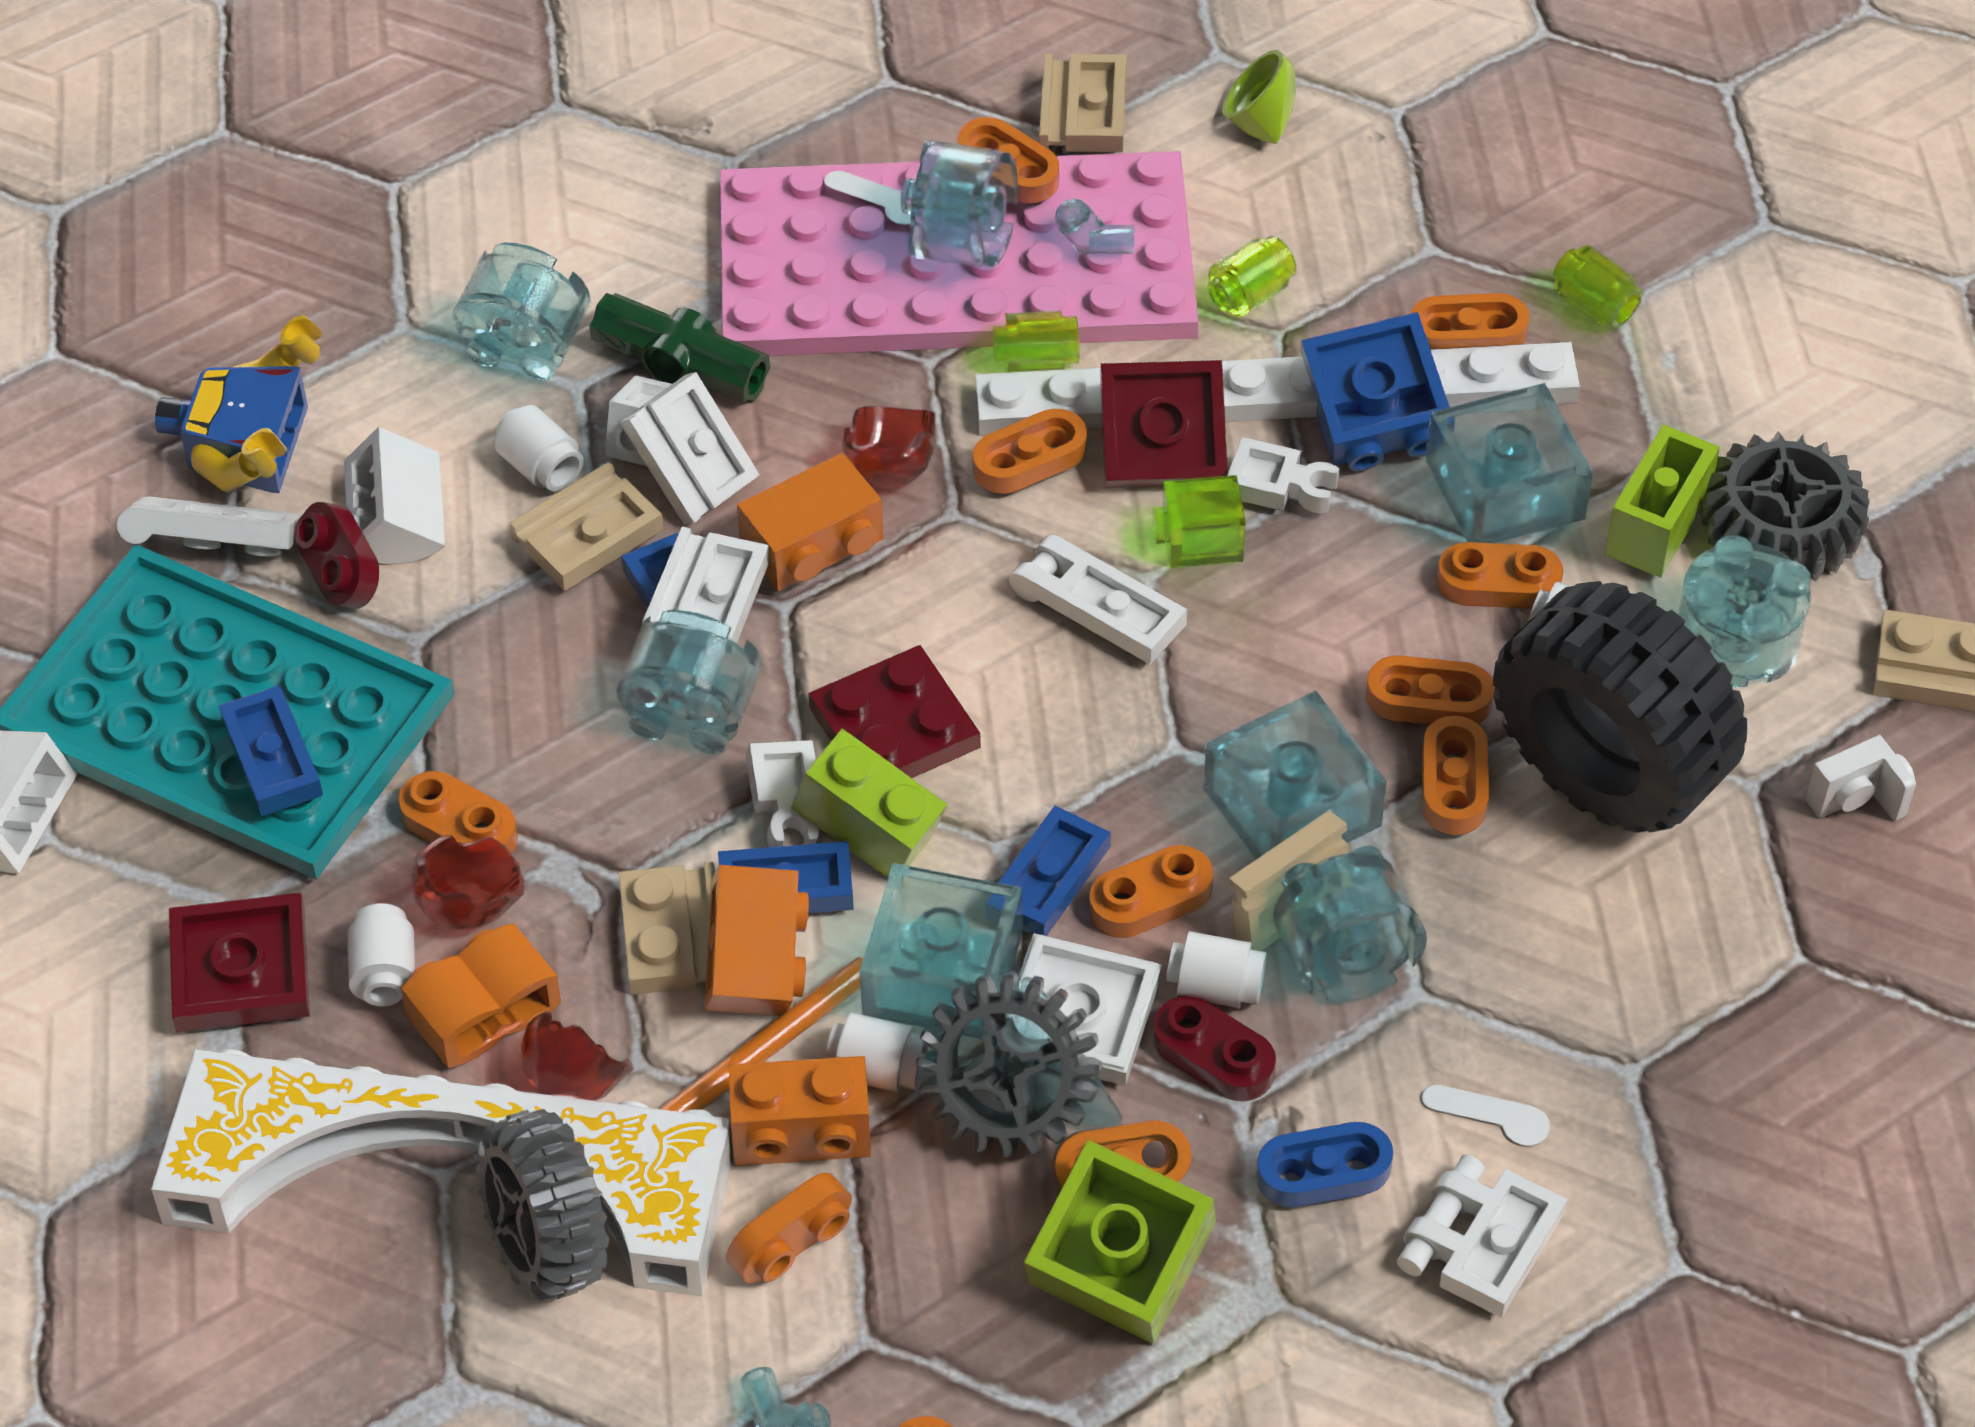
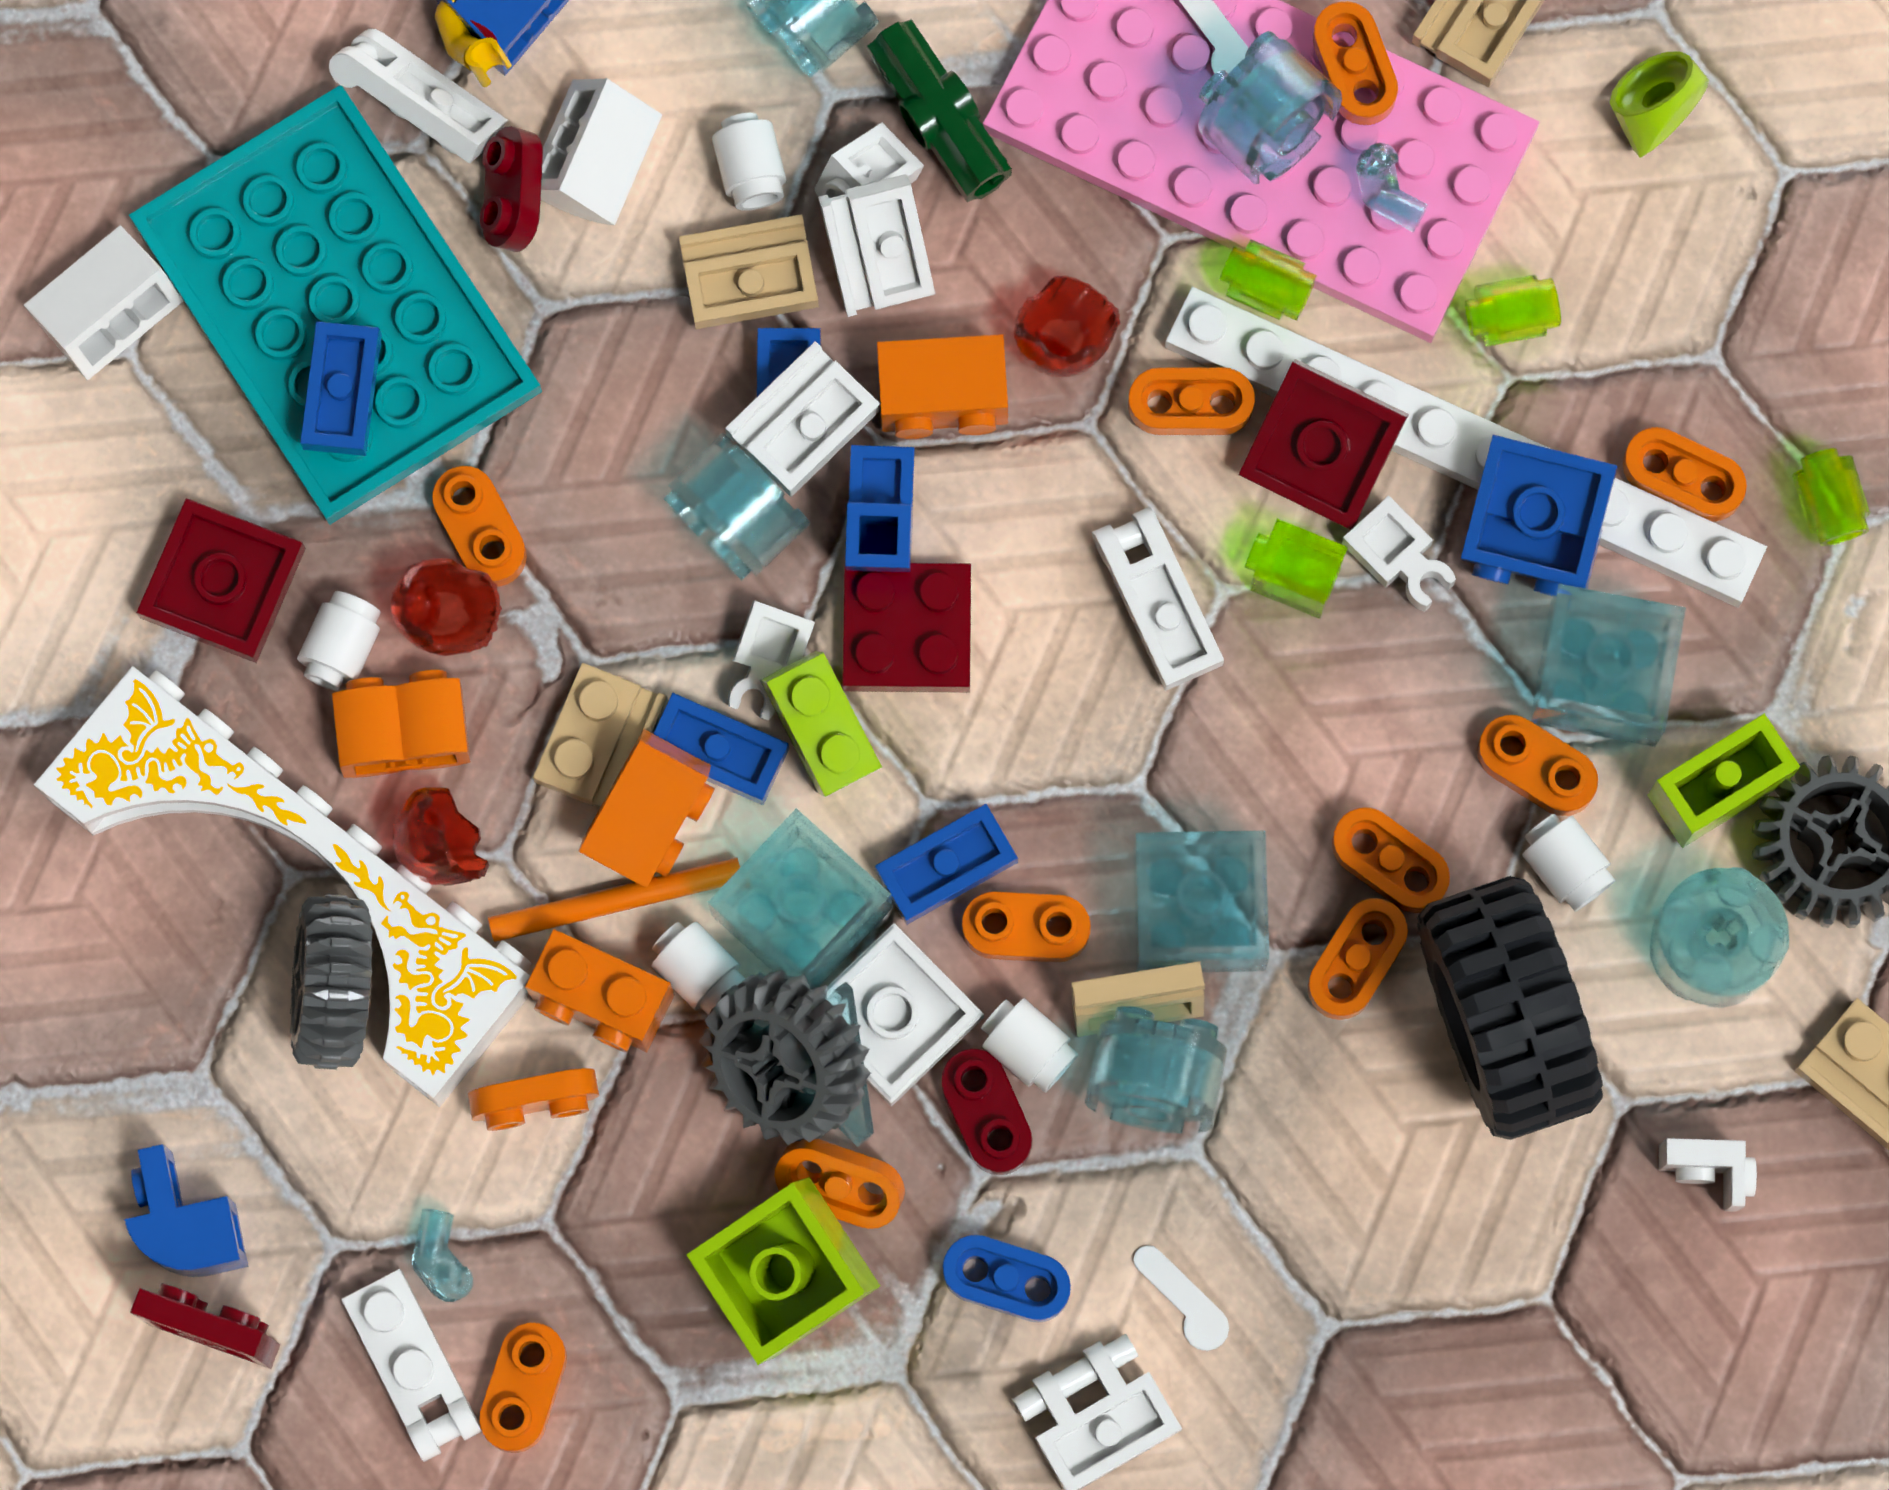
camera: 30 degrees right, 25 degrees up
(819, 632) = (880, 509): none -> blue brick

